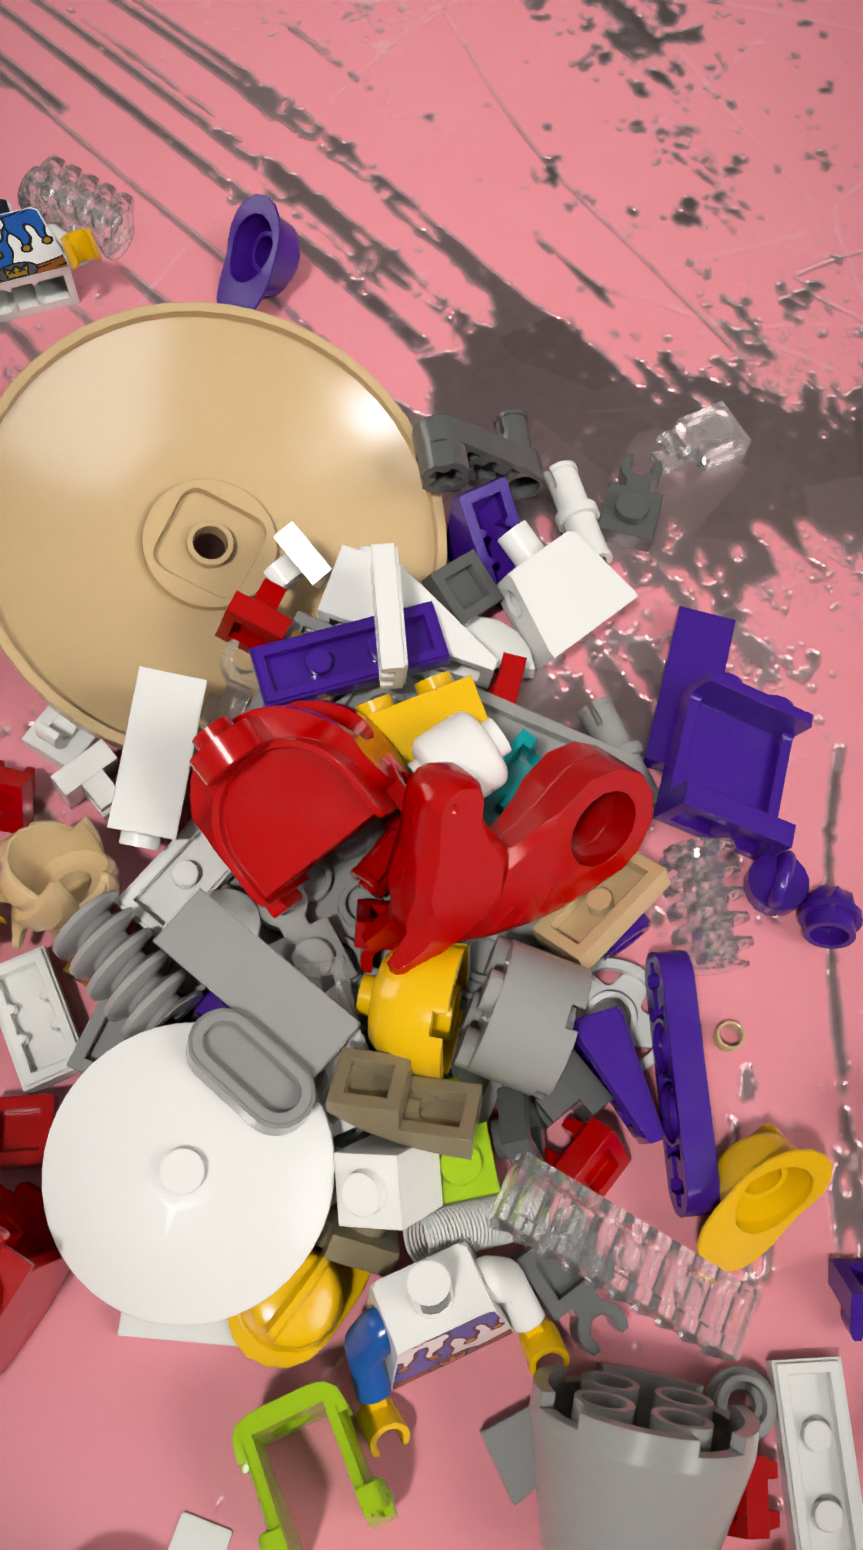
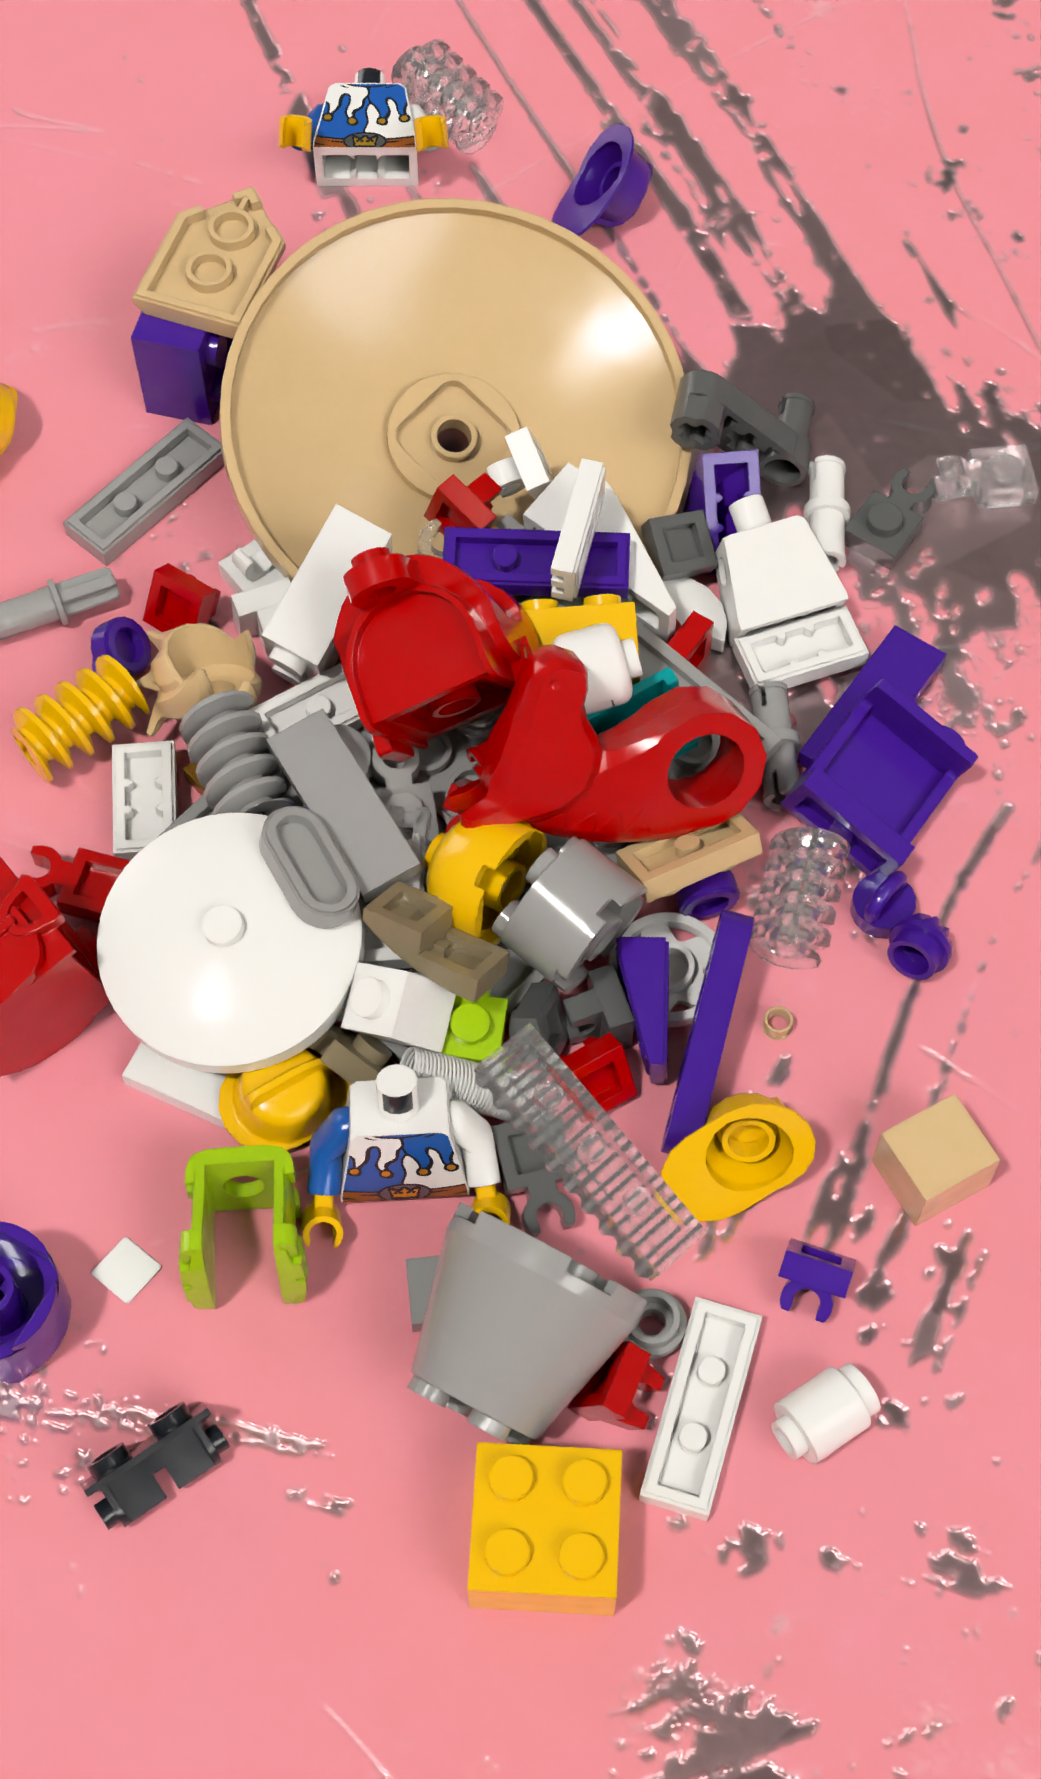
camera: 25 degrees right, 5 degrees down
(606, 657) = (801, 649): none -> white plate

